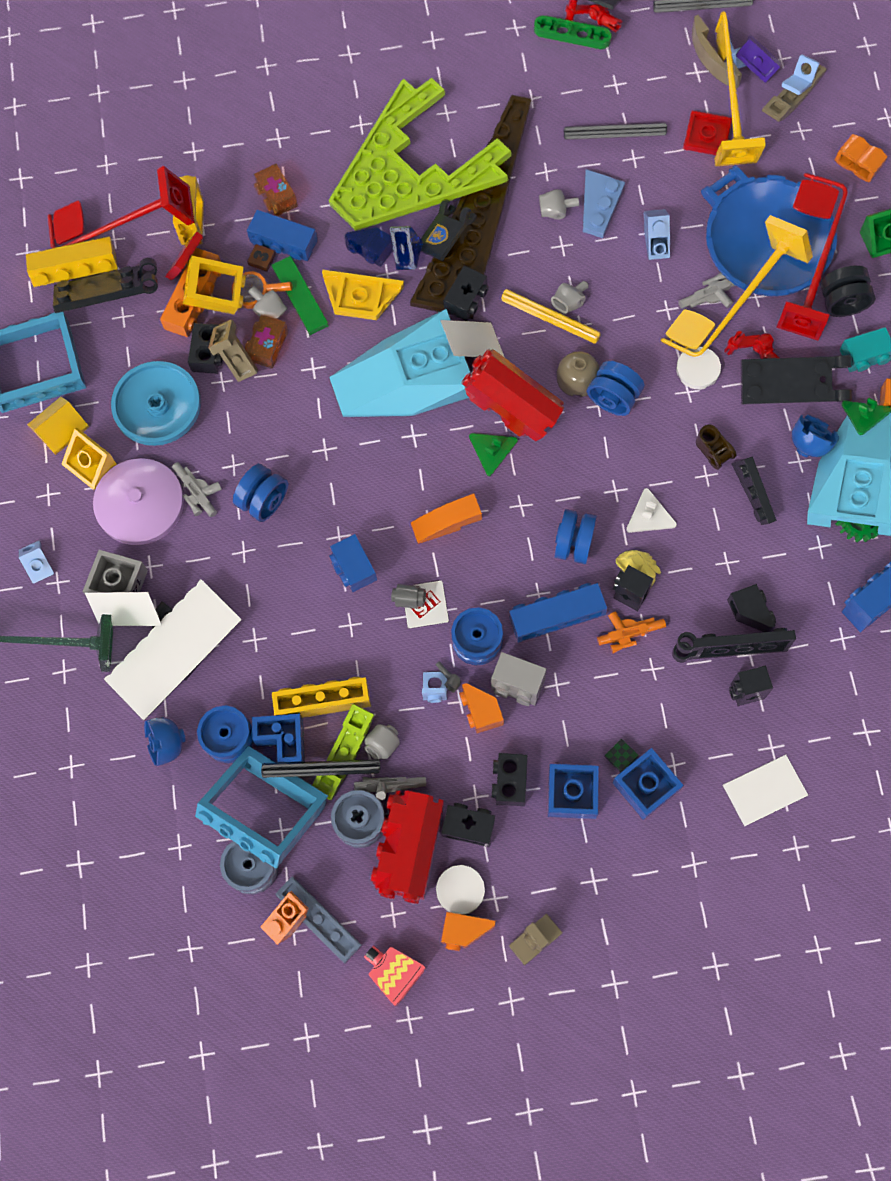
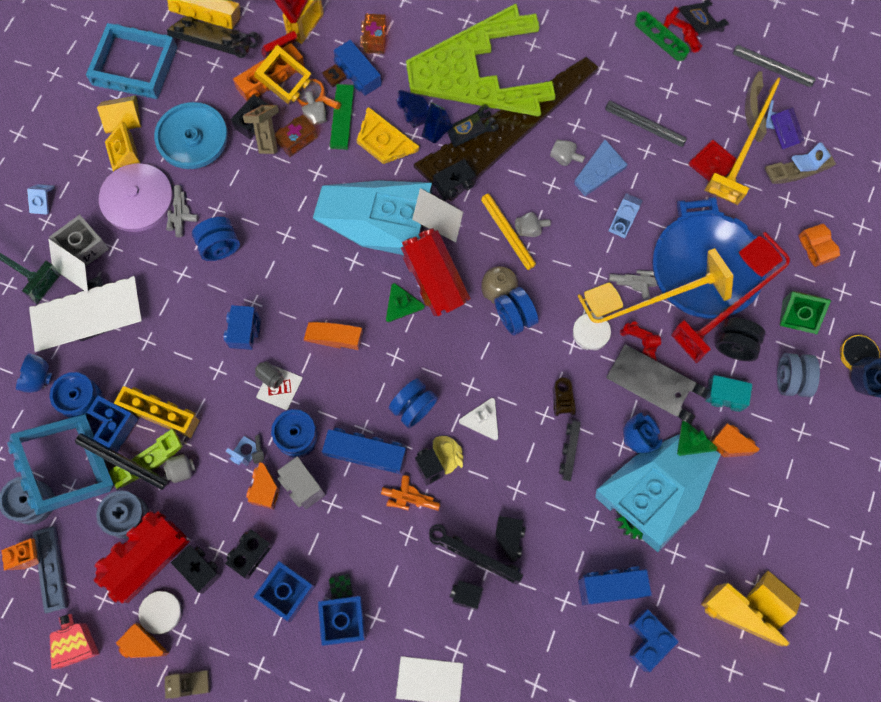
camera: 25 degrees right, 0 degrees up
(386, 784) = (160, 502): light grey piece -> none

